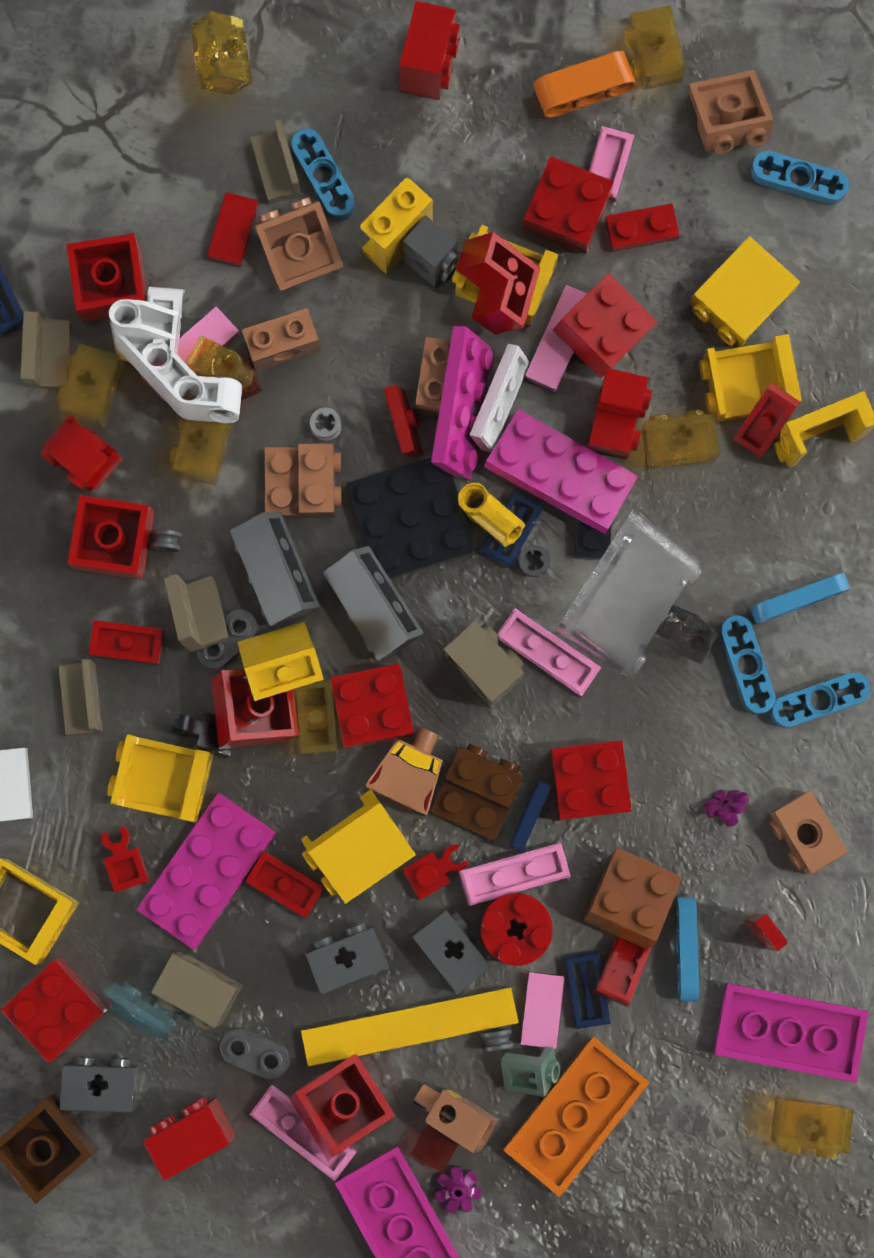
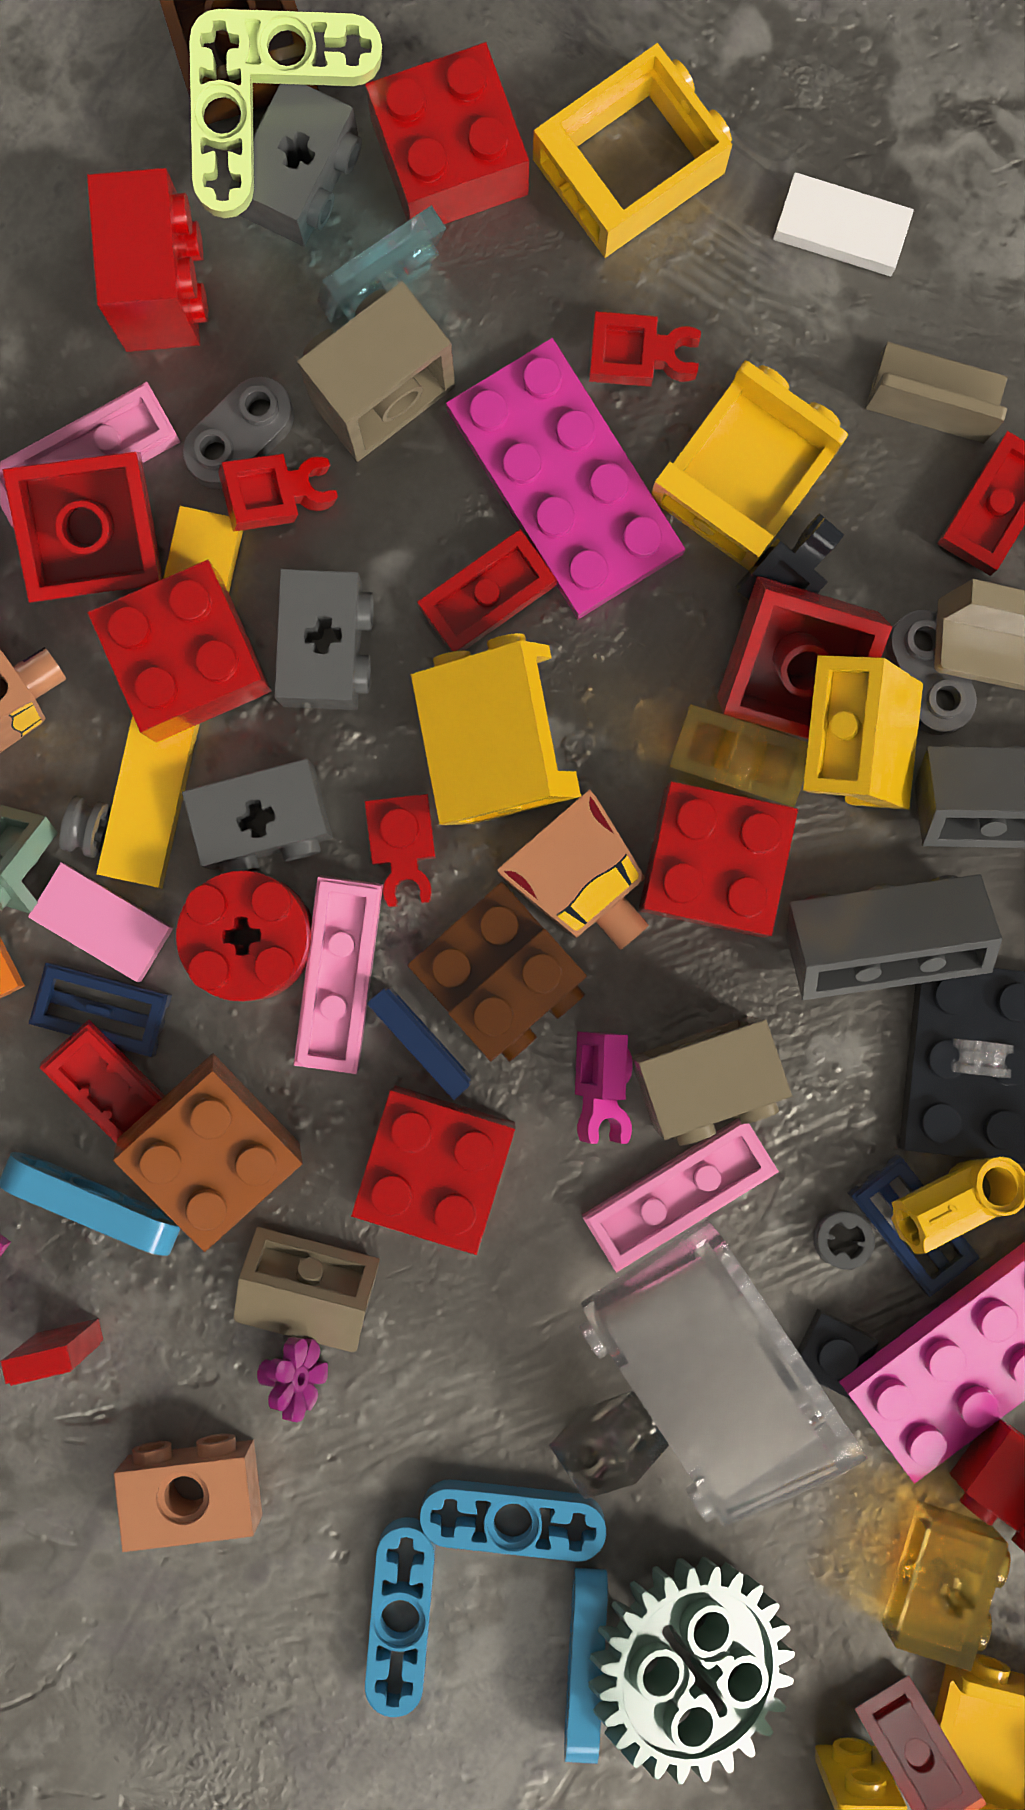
camera: 110 degrees right, 5 degrees up
(66, 1123) = (254, 65): none -> yellowish green beam
(281, 1022) = (265, 493): none -> red plate
(386, 1027) = (179, 651): none -> red brick
(414, 533) = (982, 1058): none -> clear bush
(508, 716) = (601, 1078): none -> dark pink plate
(680, 819) = (305, 1289): none -> dark tan panel
(804, 559) = (646, 1709): none -> sand green gear

